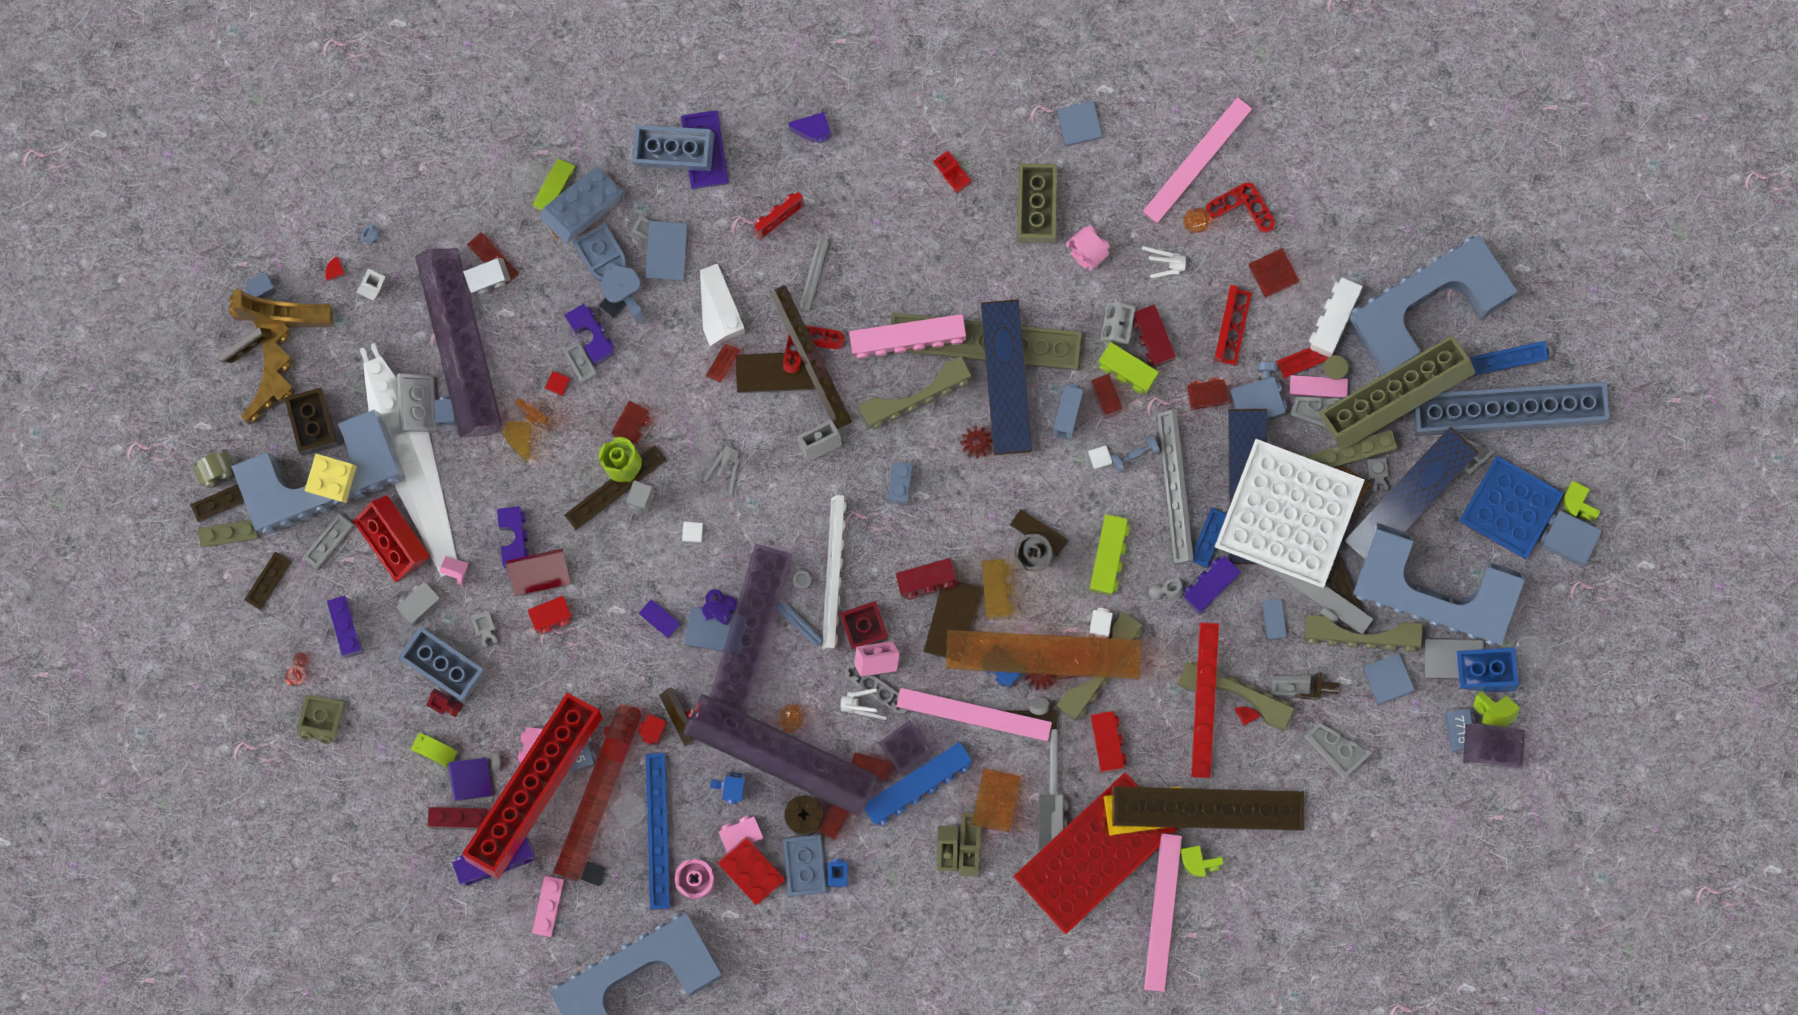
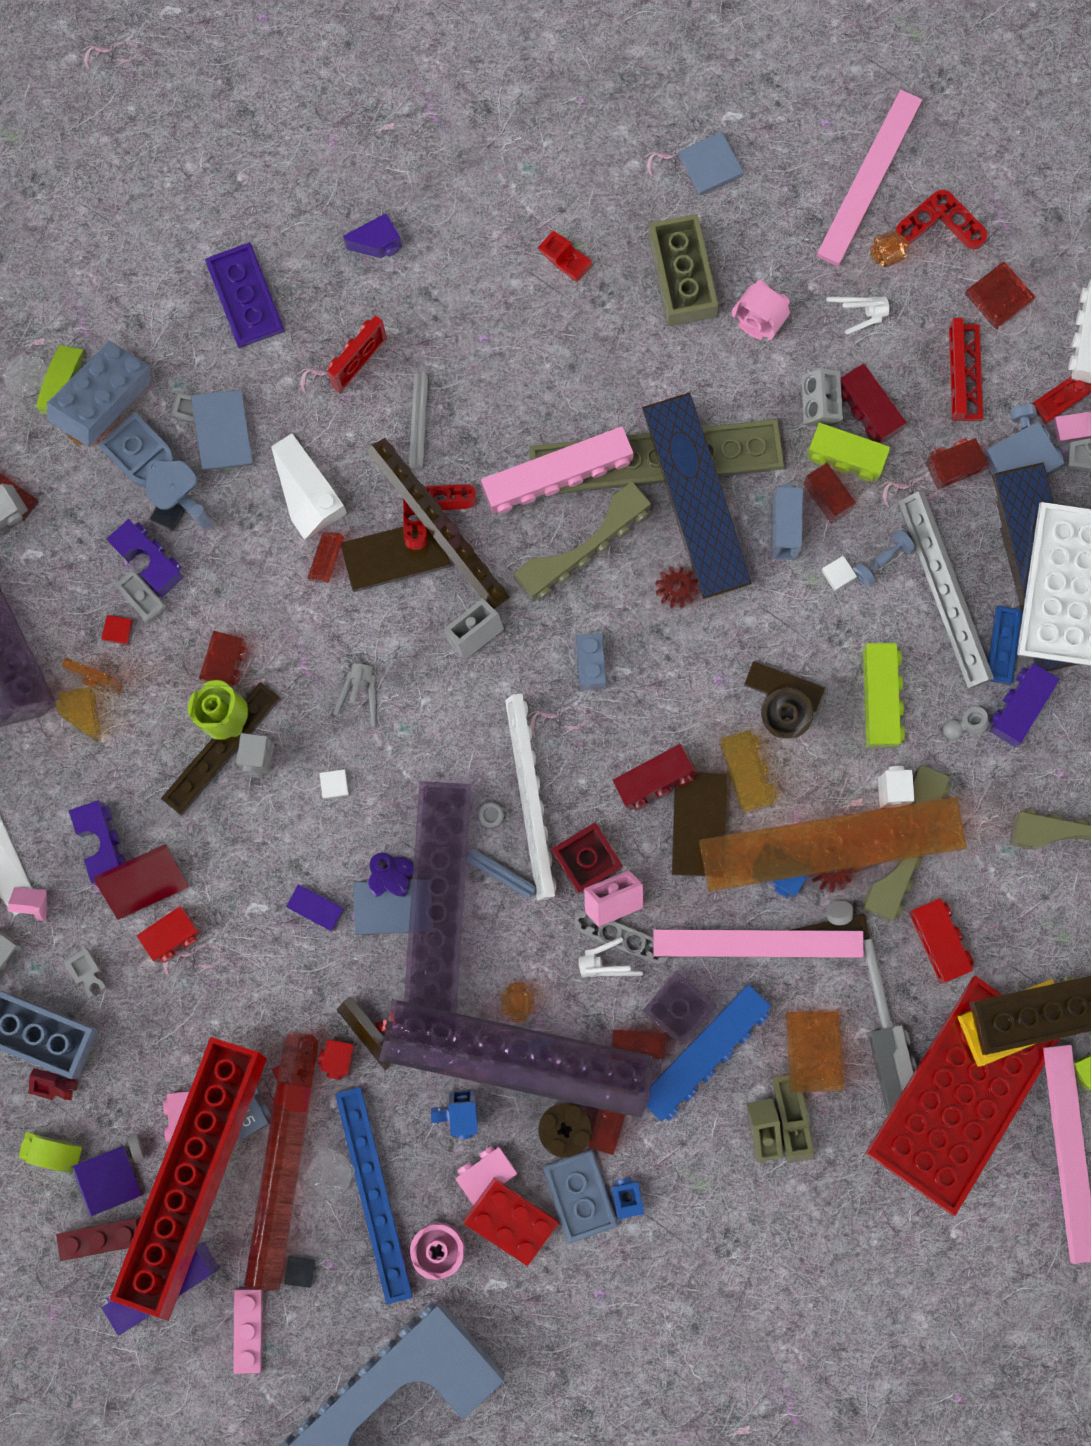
camera: 15 degrees left, 0 degrees up
(673, 148) = (202, 297): sand blue brick -> none
(1204, 700) = (1056, 857): red plate -> none

